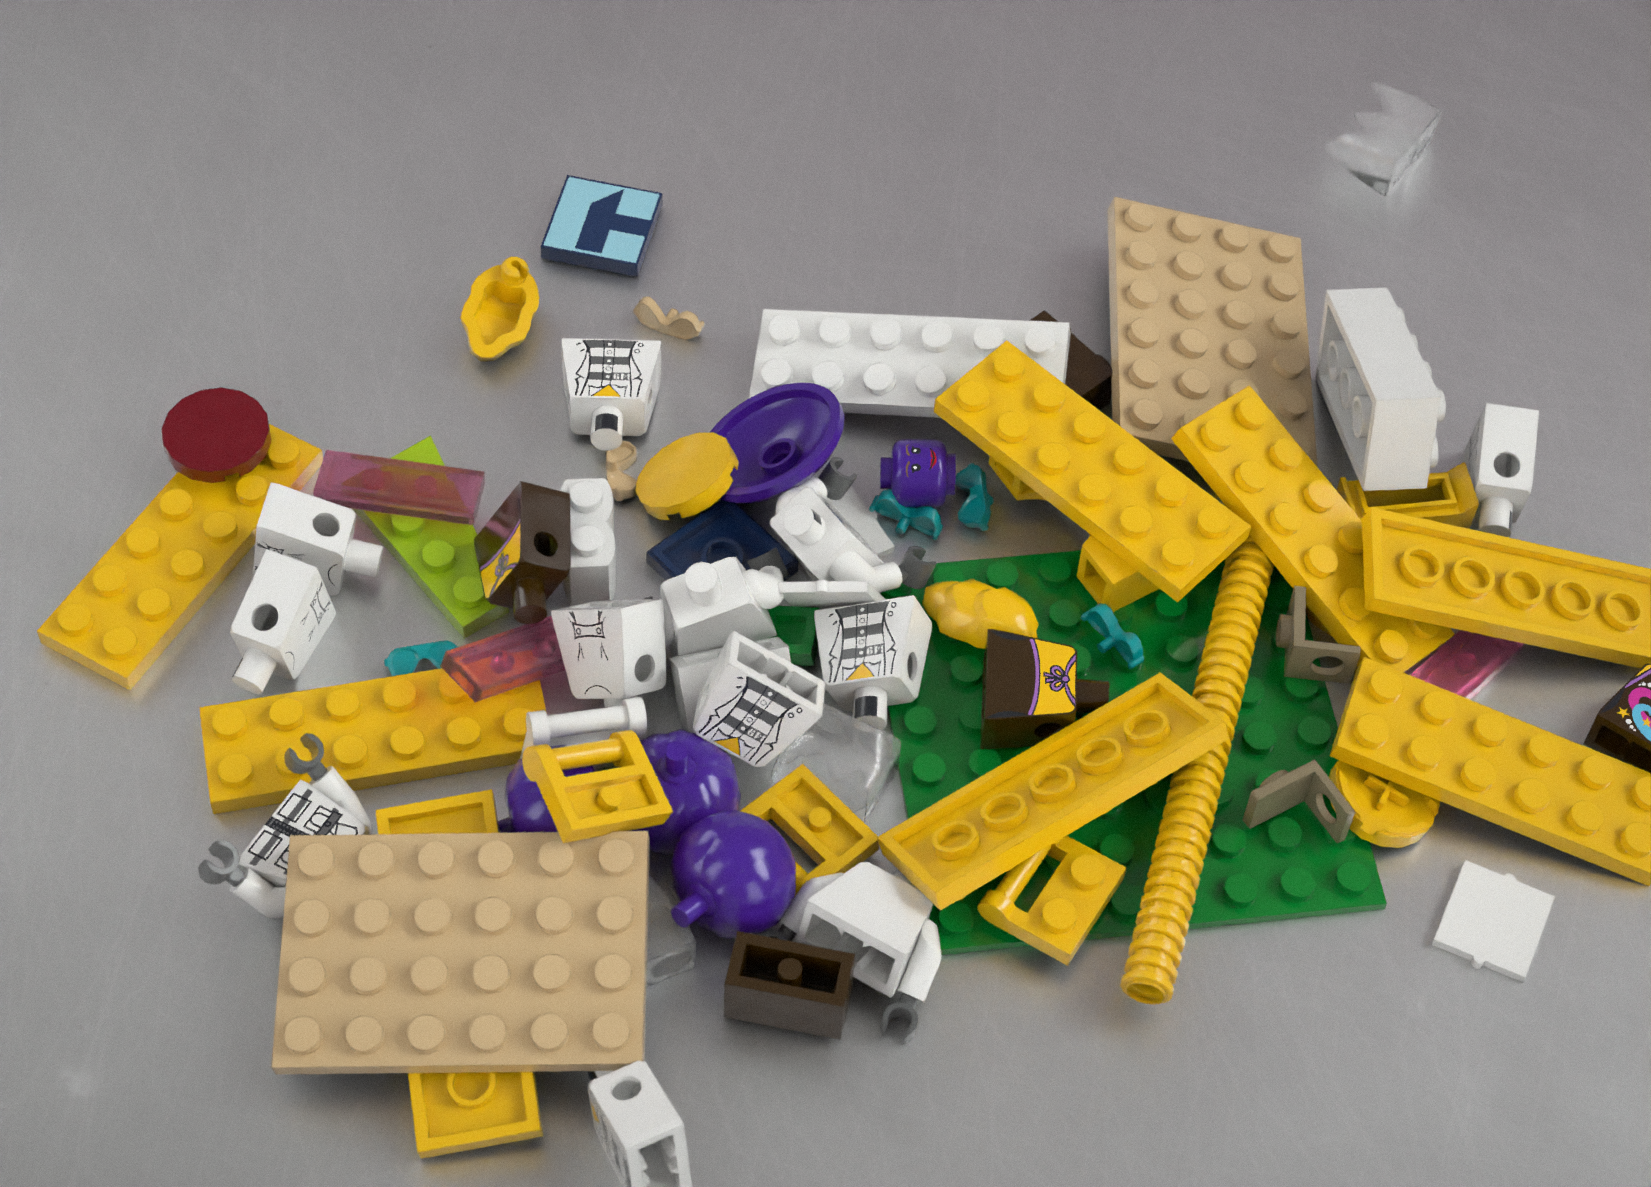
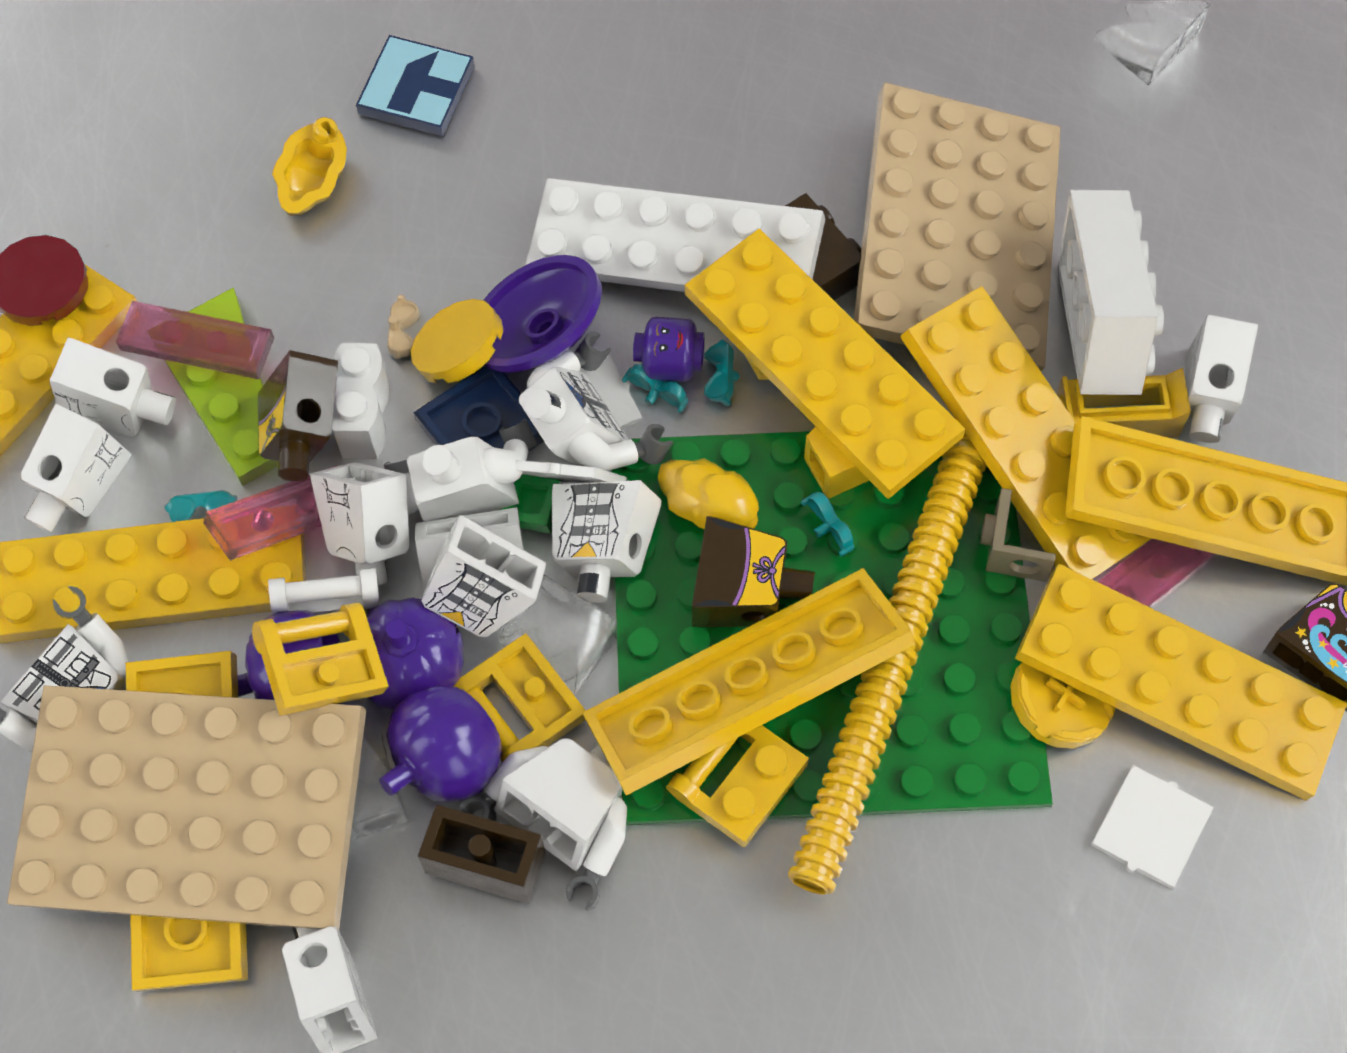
camera: 10 degrees right, 10 degrees up
(610, 387) = (400, 249): white torso -> none
(675, 324) = (470, 185): tan piece -> none
(1287, 790) = (968, 690): dark tan bracket -> none

